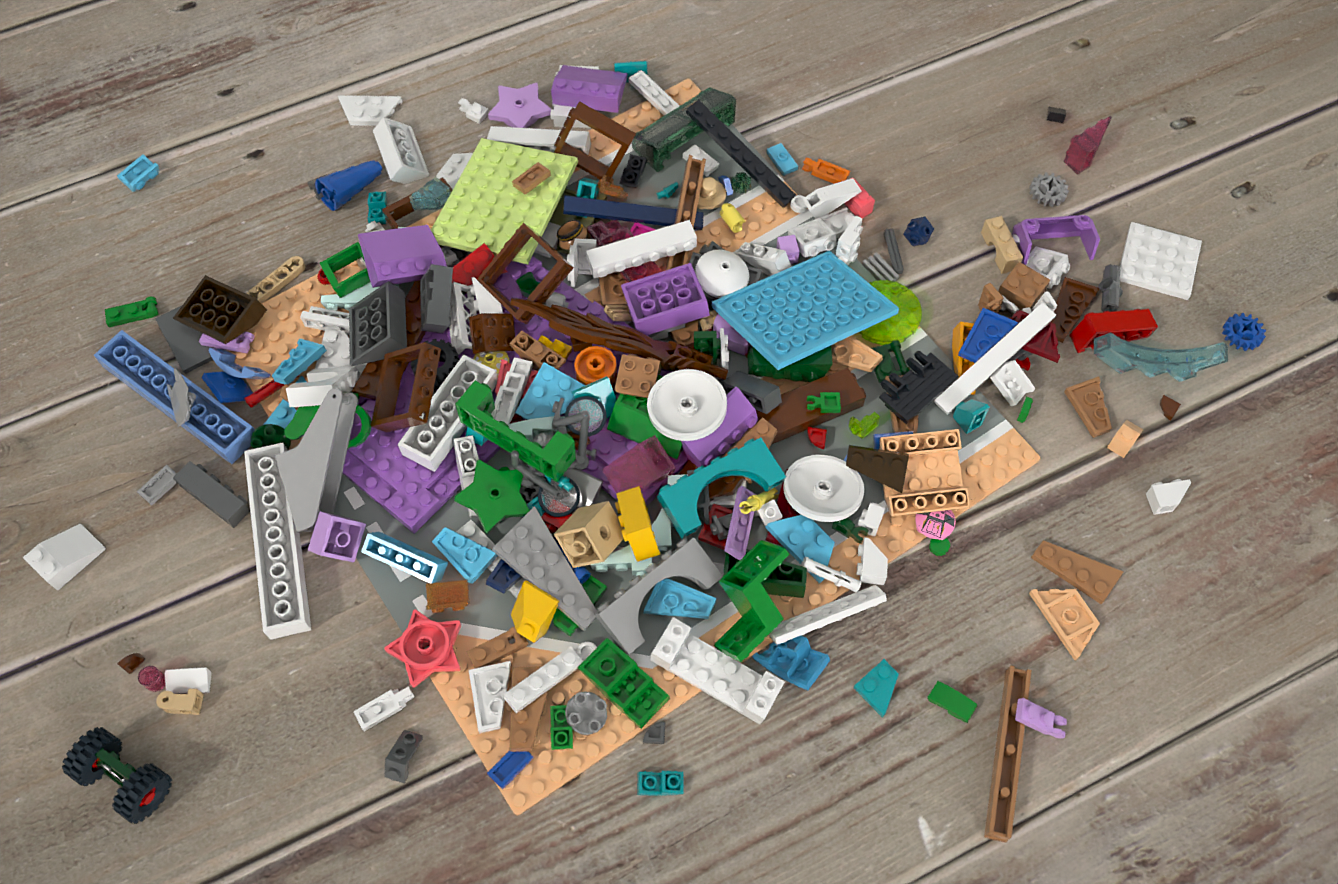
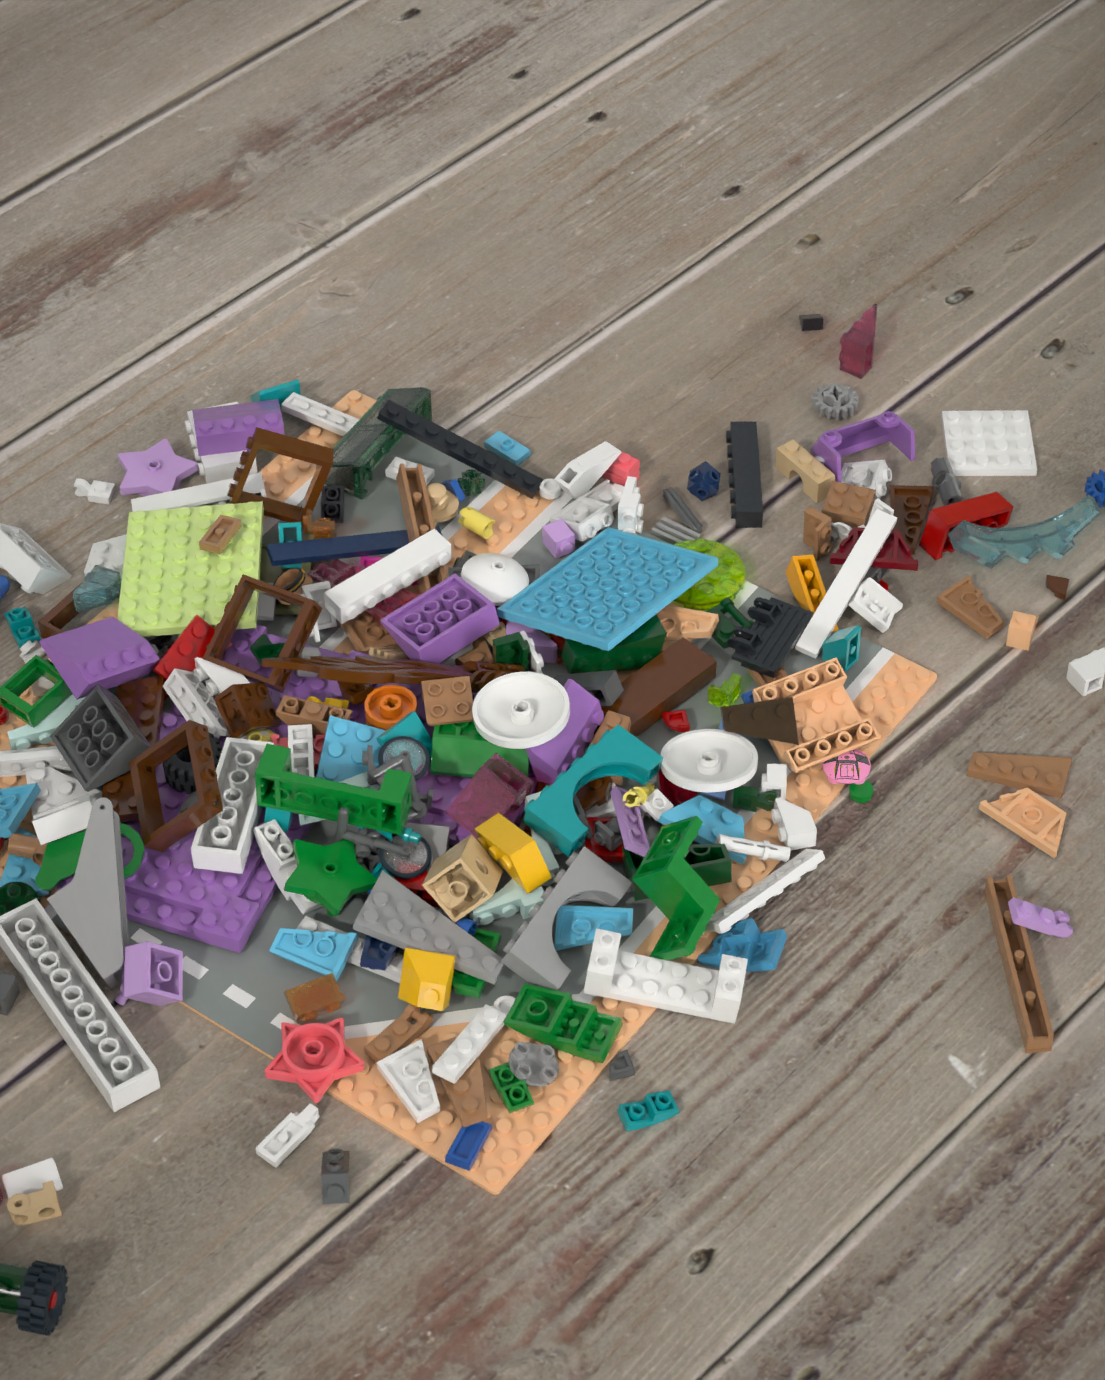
camera: 20 degrees left, 15 degrees down
(404, 557) = (245, 972): medium azure brick -> none
(436, 298) = (162, 688): dark grey wedge -> none
(667, 191) = (384, 515): teal bar -> none
(765, 258) = (542, 551): white slope -> none
(825, 170) = (564, 446): orange plate -> none
(827, 402) = (675, 675): green plate -> none
(878, 686) = (851, 946): teal wing -> none
(953, 701) = (940, 933): green slope -> none
(954, 234) = (745, 475): none -> black brick
(985, 334) = (825, 560): blue wing -> none
(1025, 409) = (900, 630): green tile -> none

